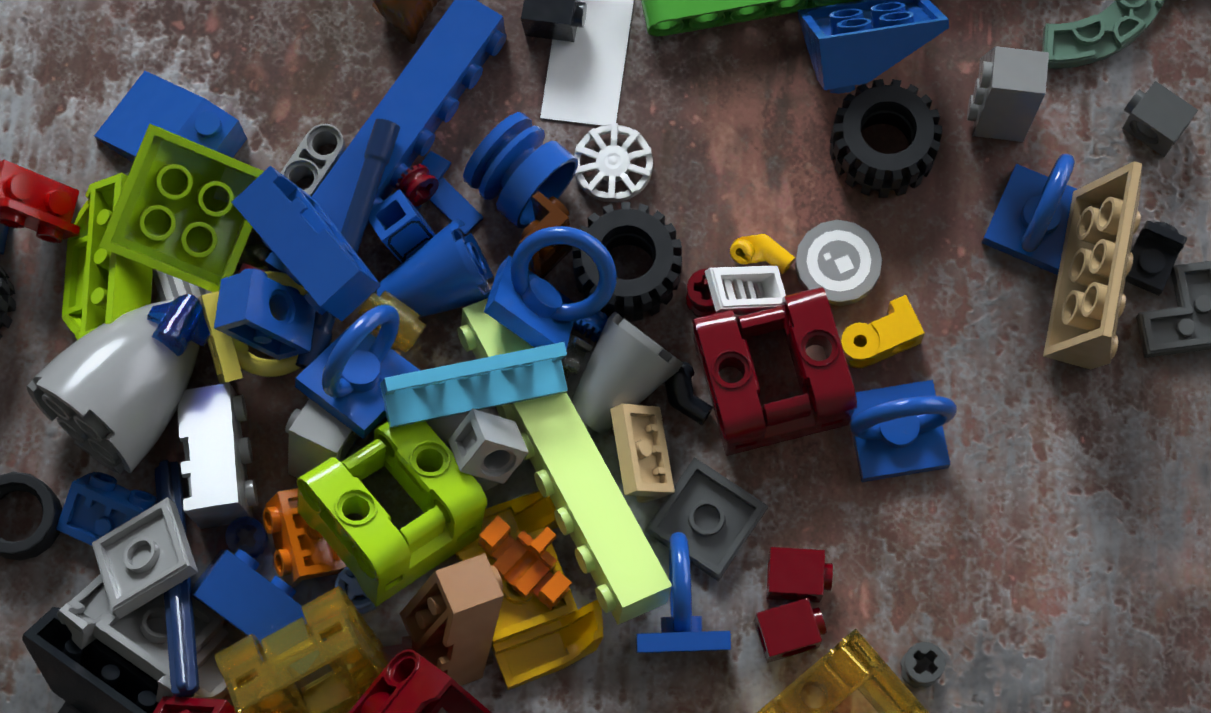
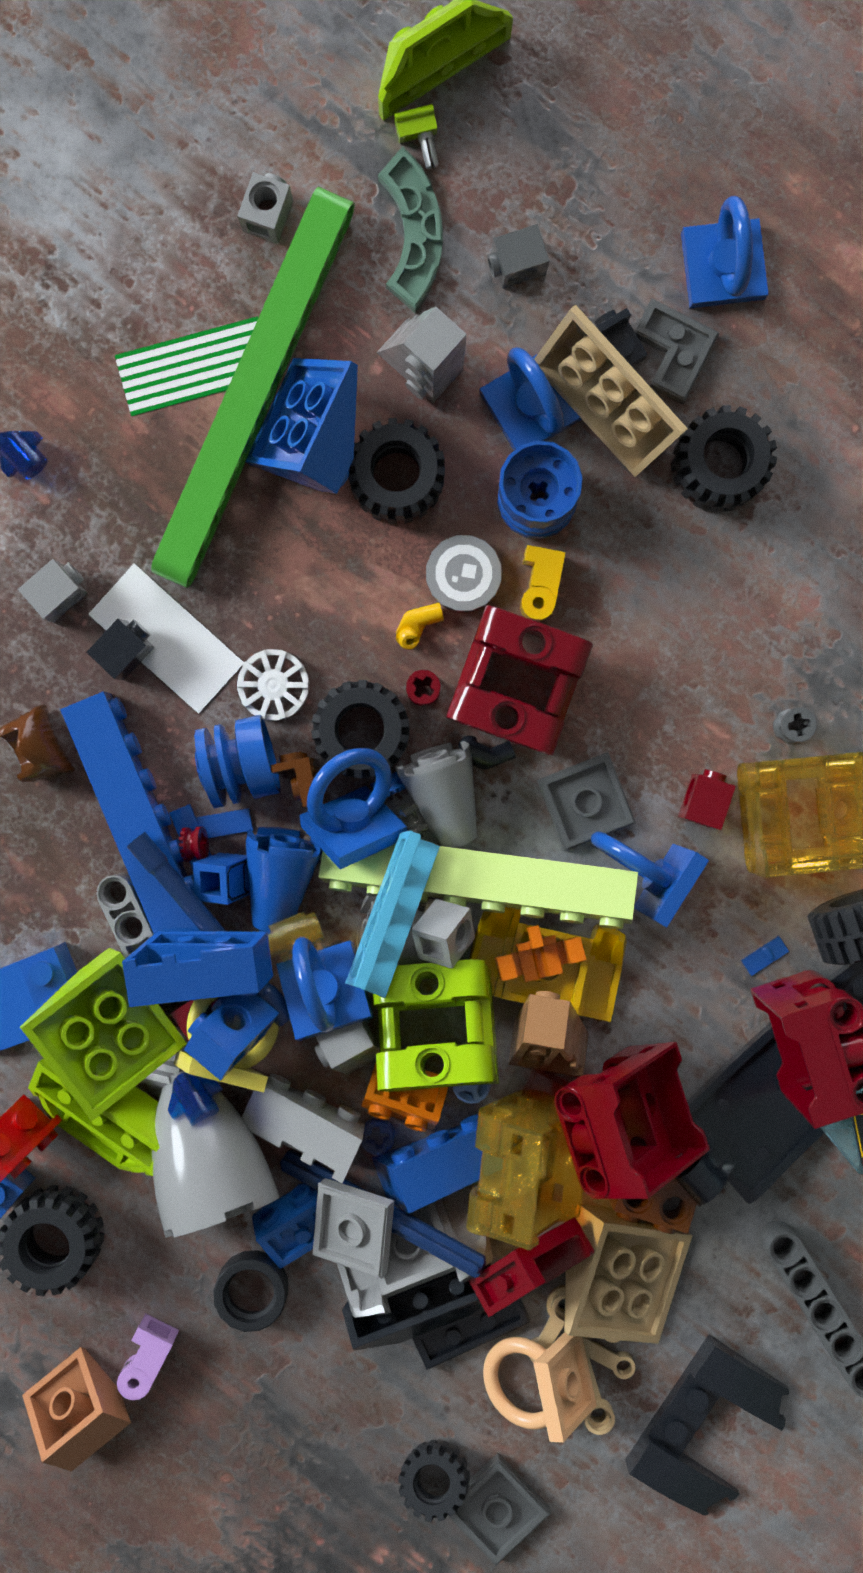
camera: 60 degrees left, 15 degrees up
(642, 451) = (513, 817): tan bracket -> none
(763, 278) = (452, 640): white slope -> none
(797, 574) = (673, 767): dark red brick -> none
(900, 430) = (618, 618): blue tile -> none
(974, 251) = (534, 469): none -> blue wheel
(1140, 393) = (744, 435): none -> black tyre

